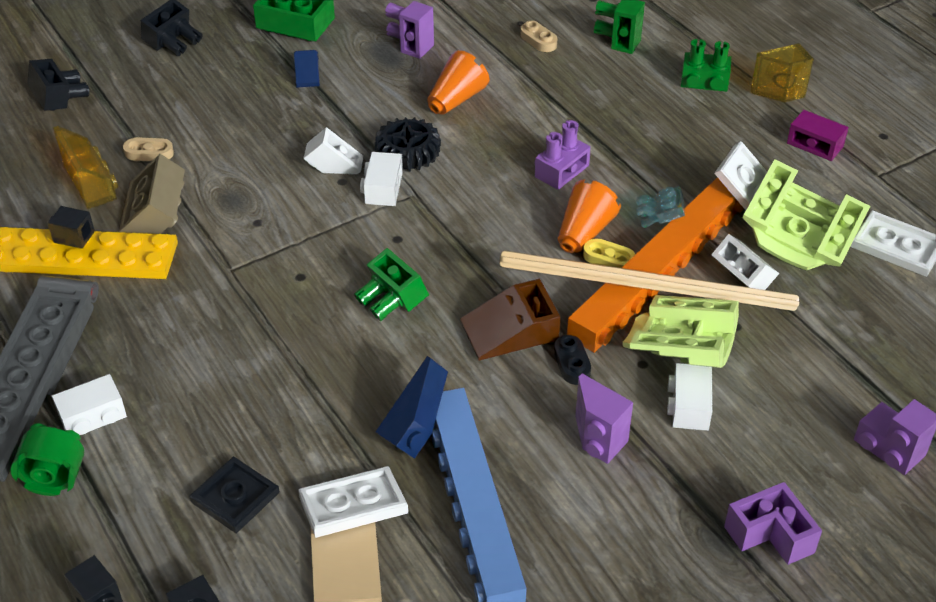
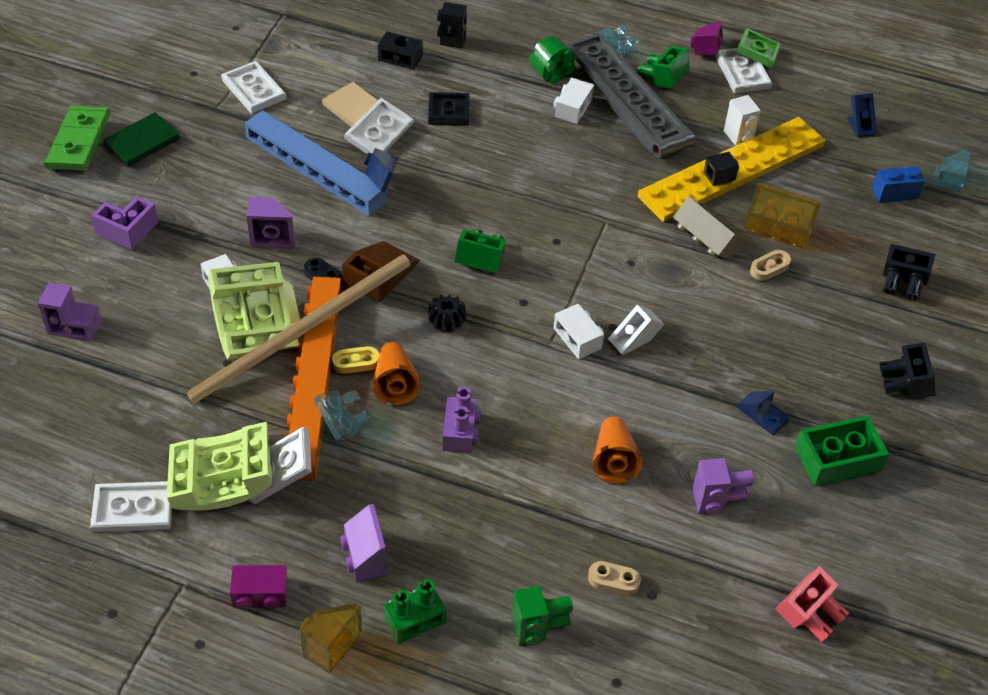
camera: 140 degrees right, 5 degrees up
(412, 138) = (594, 381): black gear -> none
(484, 250) = (447, 312): none -> black gear
(715, 113) = (365, 545): none -> slope
(744, 263) = (257, 395): white brick -> none

